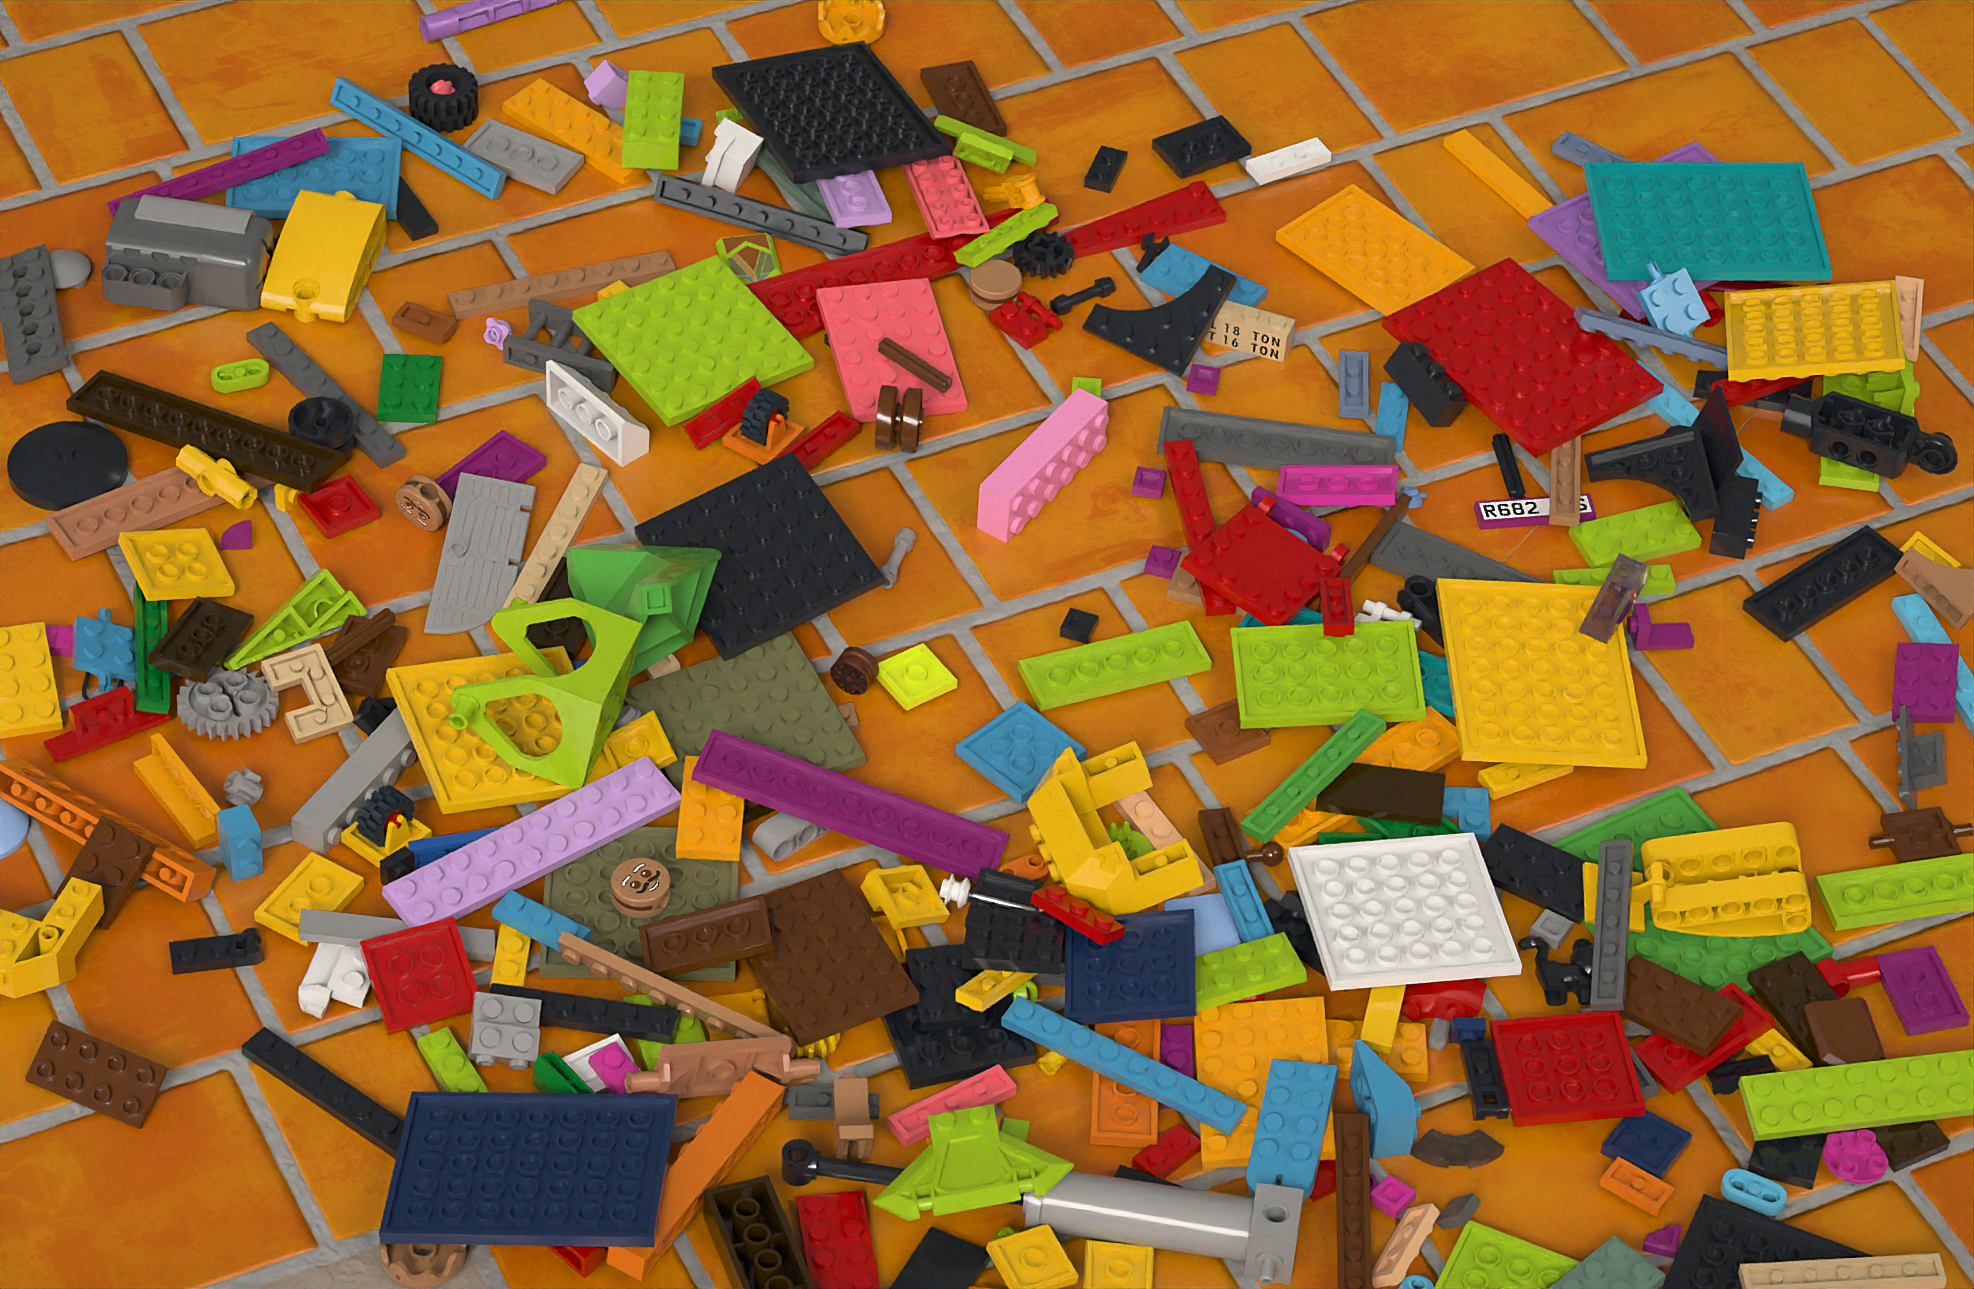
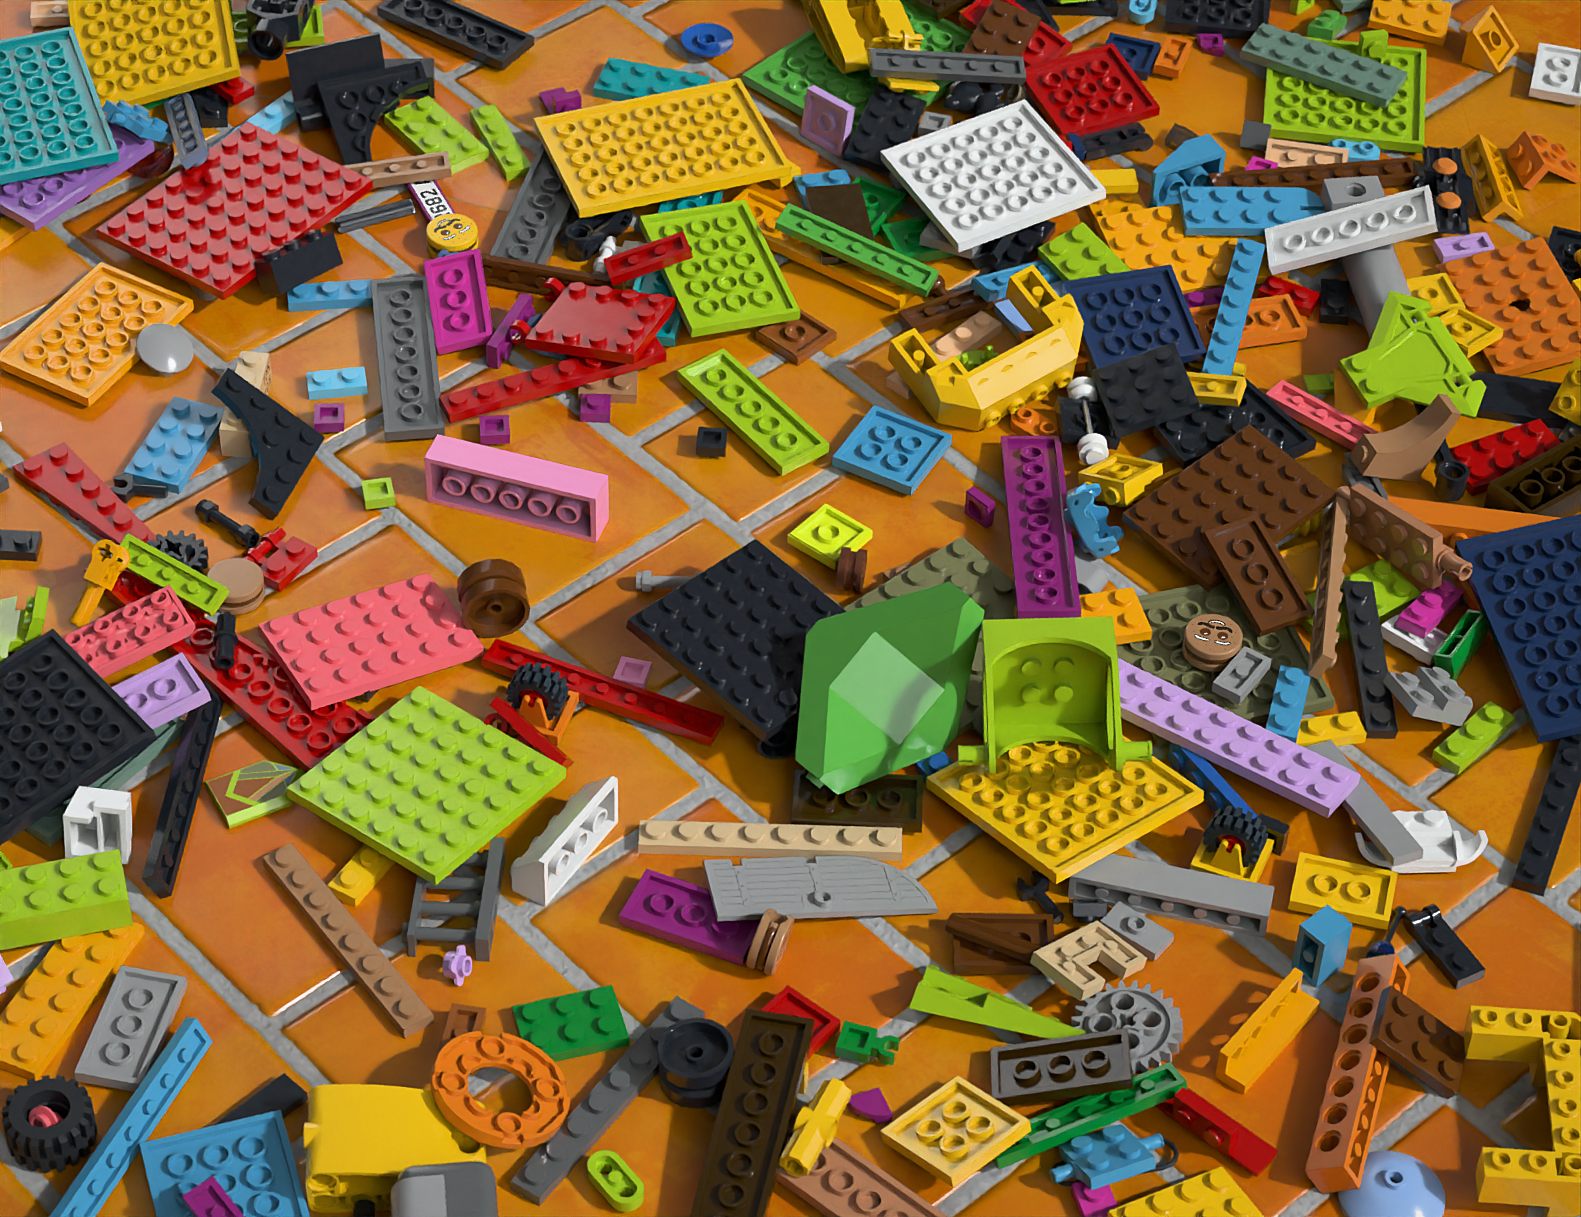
camera: 105 degrees left, 0 degrees up
(228, 902) = (1384, 946): none -> hinge
(243, 787) = (1245, 978): light grey gear -> none
(300, 541) = (861, 1042): none -> green plate
(333, 751) = (1138, 931): none -> light grey plate
(339, 278) = (517, 1056): none -> orange plate
(419, 975) = (1399, 771): red plate -> none
(589, 896) = (1241, 675): none -> light grey plate
(845, 822) = (1091, 521): none -> dark azure plate
(913, 254) = (225, 641): none -> black axle
(913, 787) = (979, 507): none -> magenta tile
(914, 365) = (405, 603): reddish brown axle -> none
(1078, 914) = (1101, 351): red plate -> none
(1198, 1178) = (1350, 230): none -> white plate
(1258, 396) = (336, 383): none -> medium azure plate
(1333, 288) = (164, 348): none -> light grey dish
(1353, 384) = (299, 320): sand blue plate -> none
(1451, 509) = (451, 233): none -> yellow head
(1562, 817) = (827, 120): none -> lavender plate
(1614, 598) = (563, 103): slope -> none
(1688, 718) = (630, 80): none -> teal plate
(1753, 774) = (707, 40): none -> blue dish

